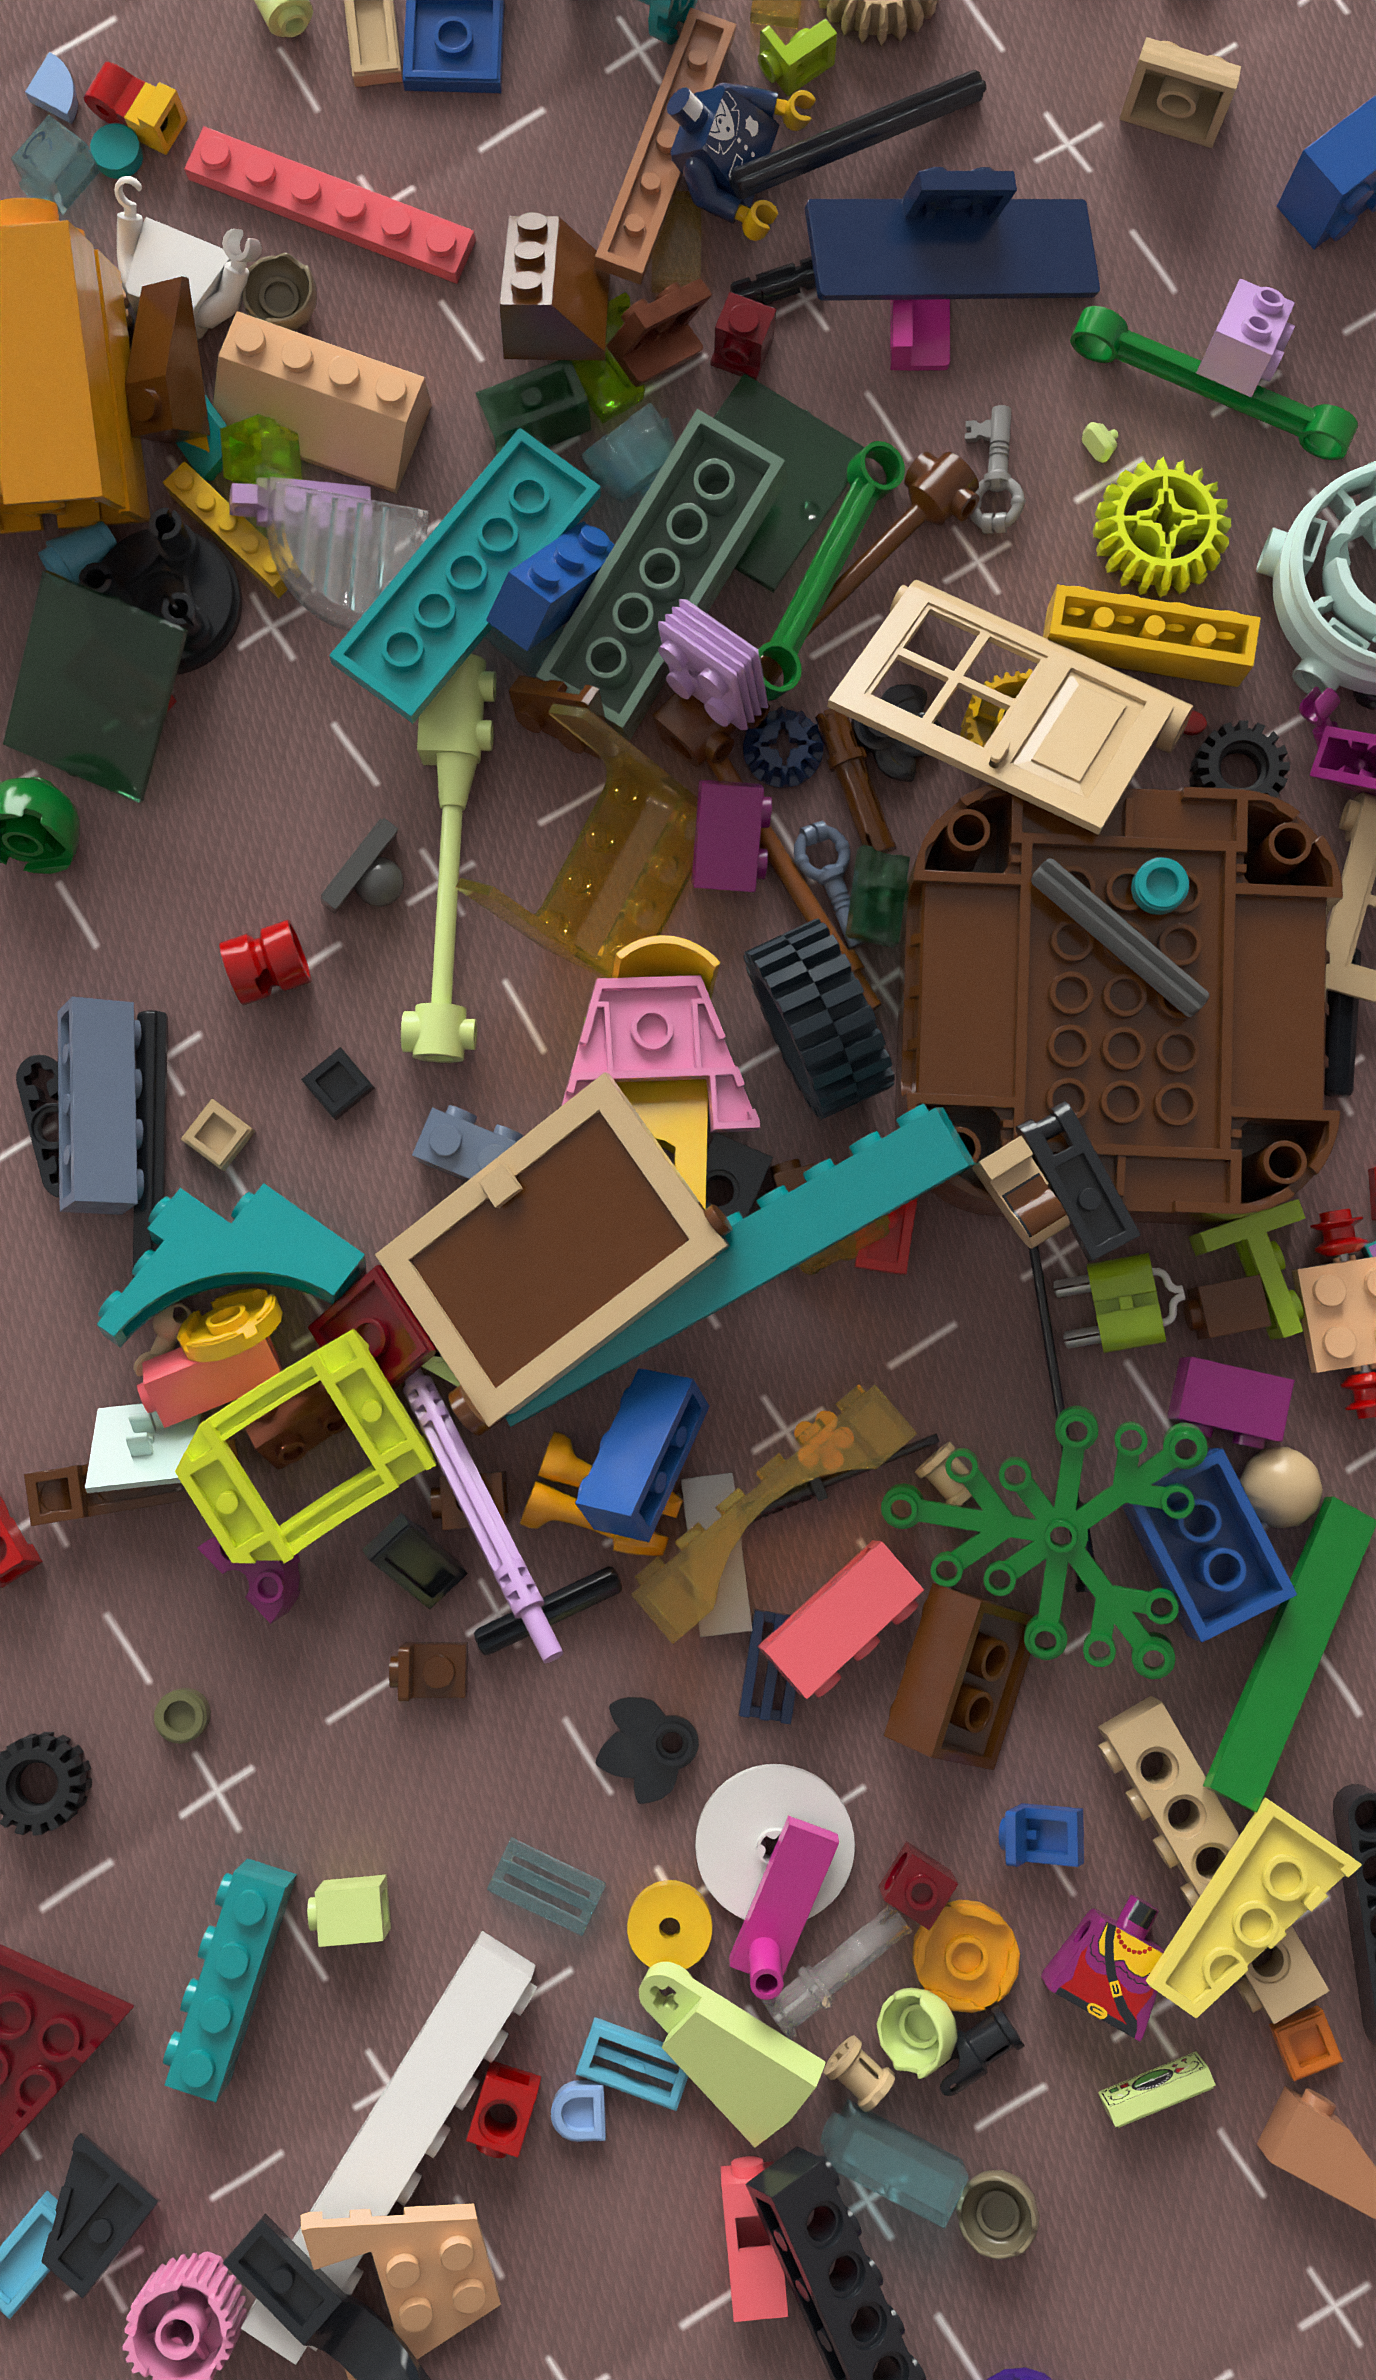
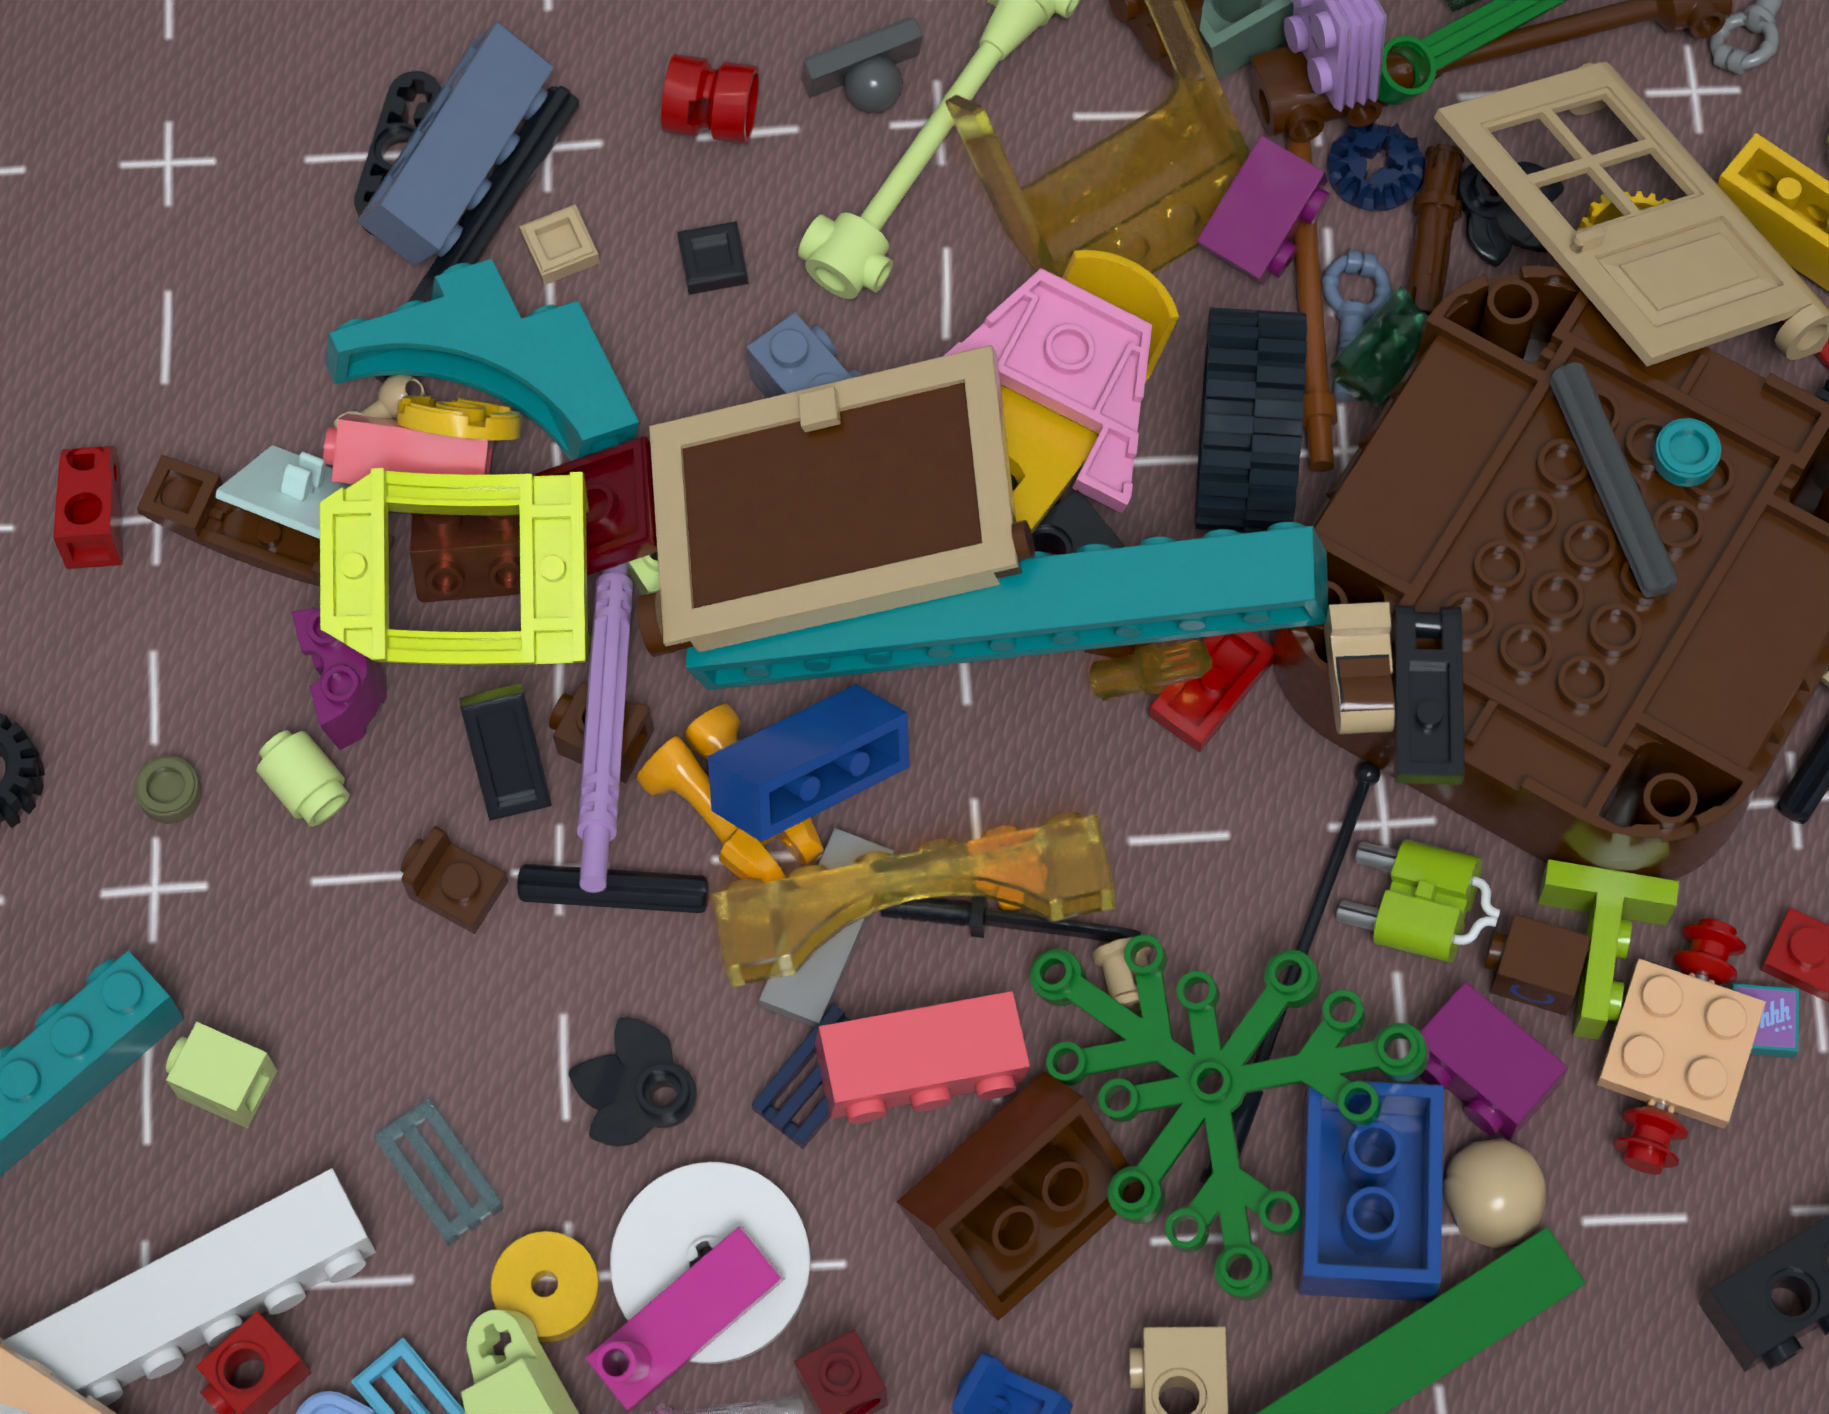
camera: 30 degrees right, 15 degrees down
(276, 1655) = (302, 777): none -> yellowish green brick

